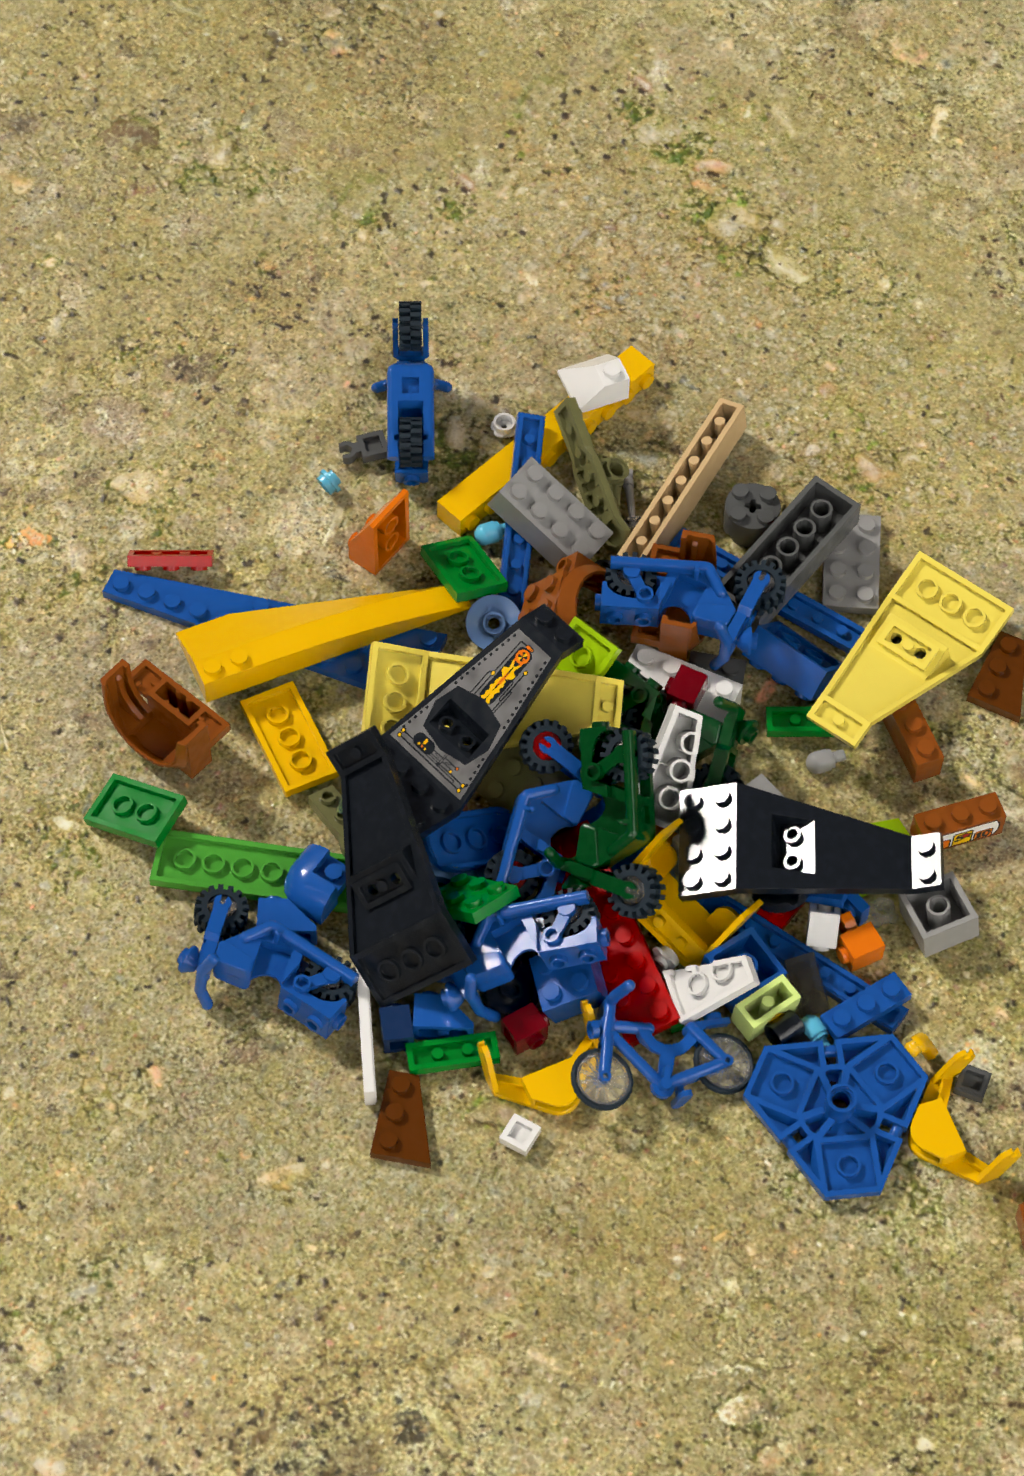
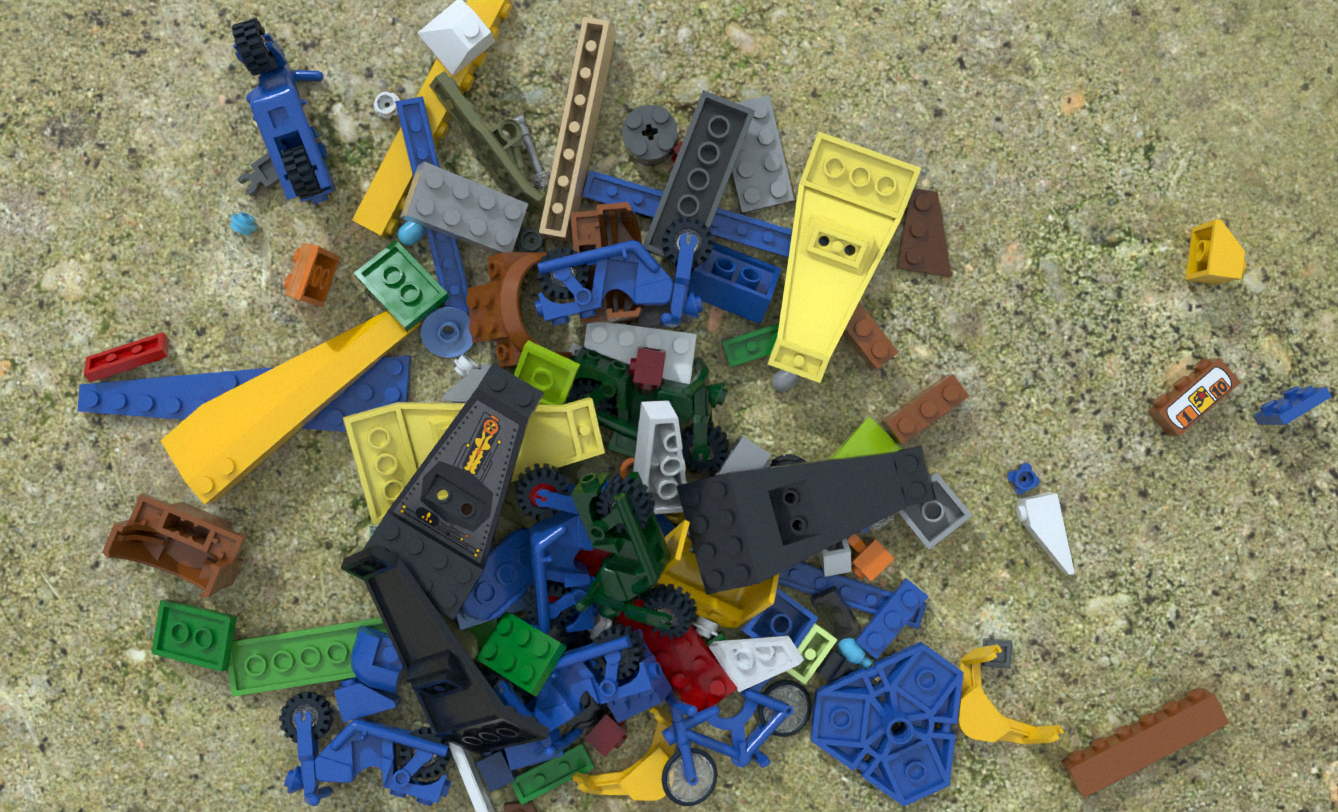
camera: 20 degrees left, 30 degrees up
(289, 738) = (304, 511): yellow plate -> none
(921, 1043) = (948, 642): yellow arm -> none

